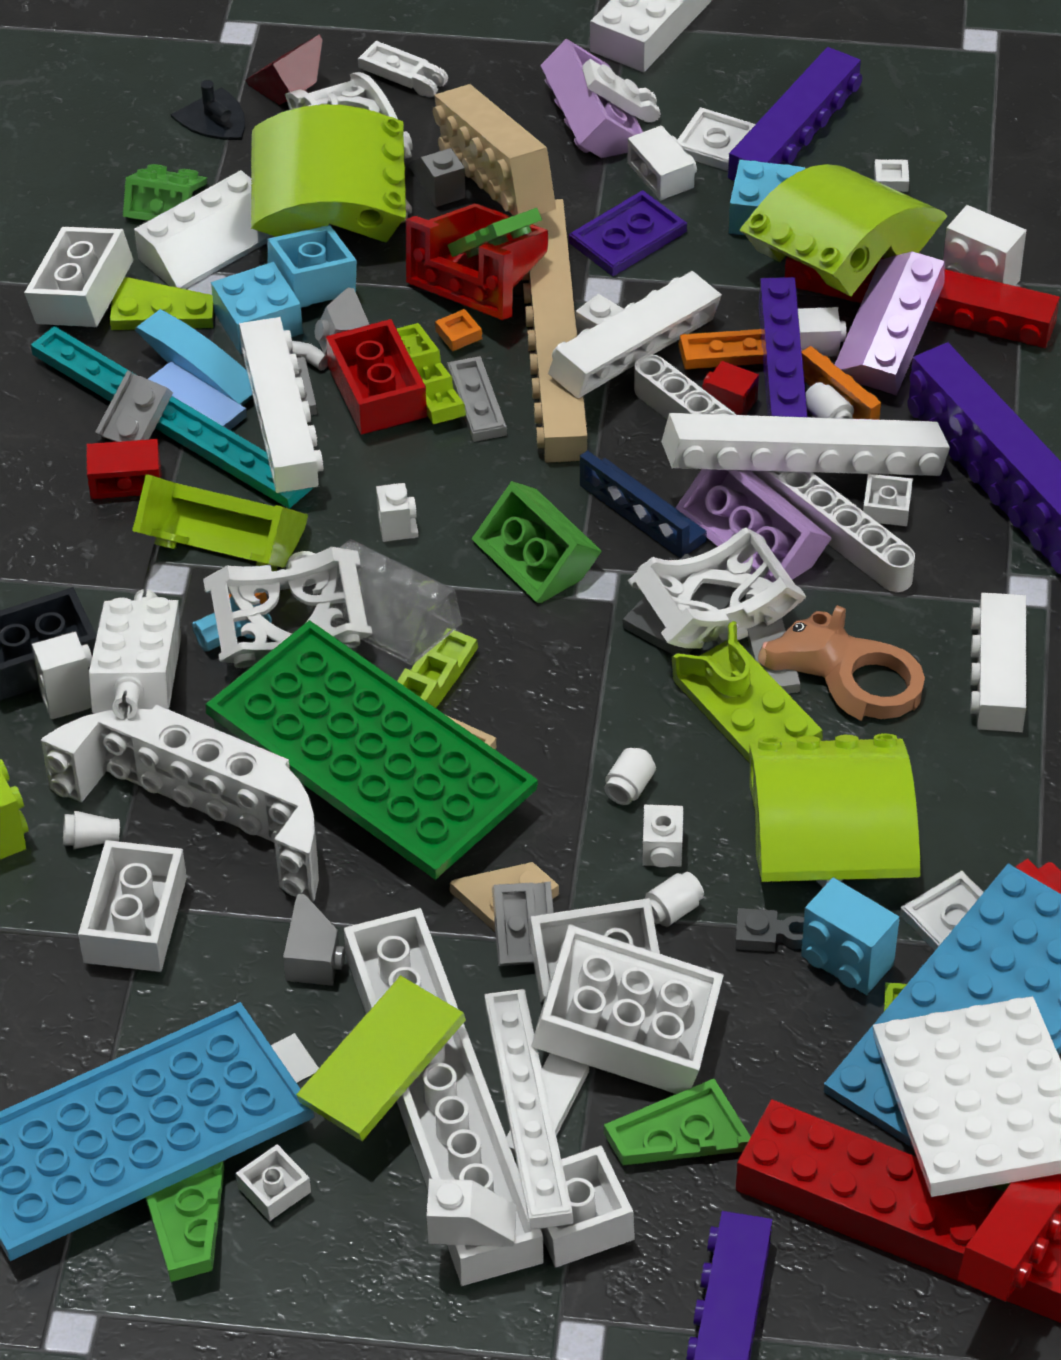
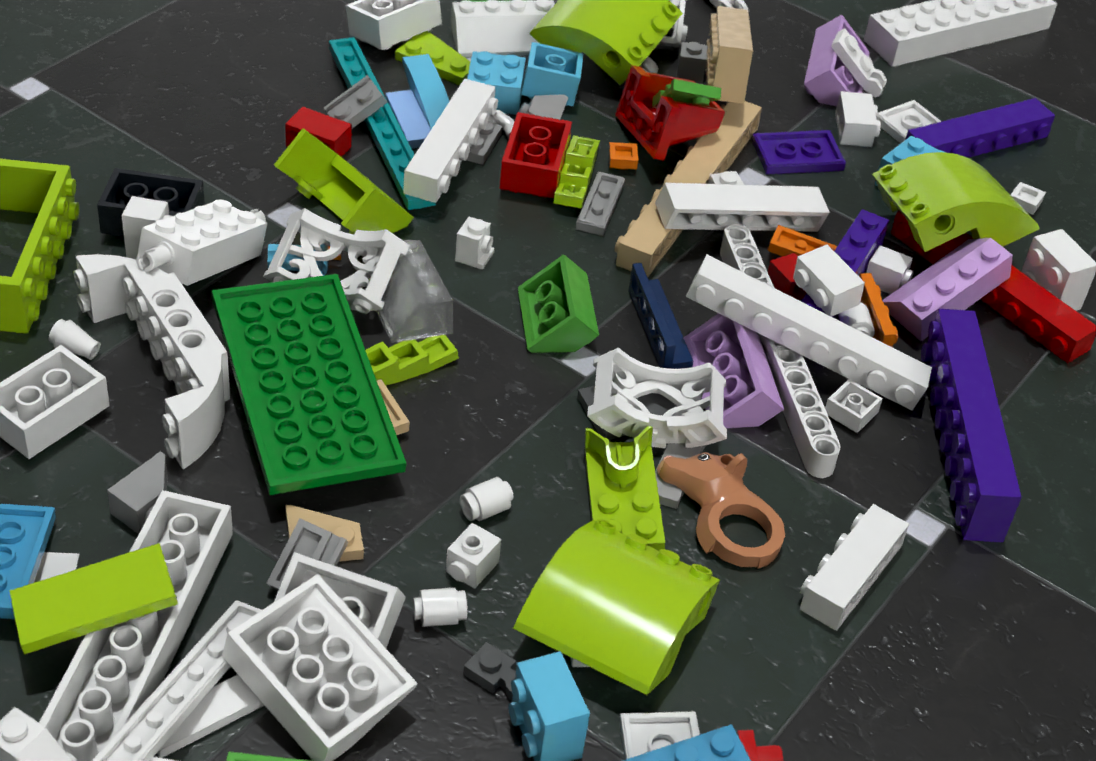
camera: 25 degrees right, 5 degrees down
(791, 379) = (828, 280): none -> white brick

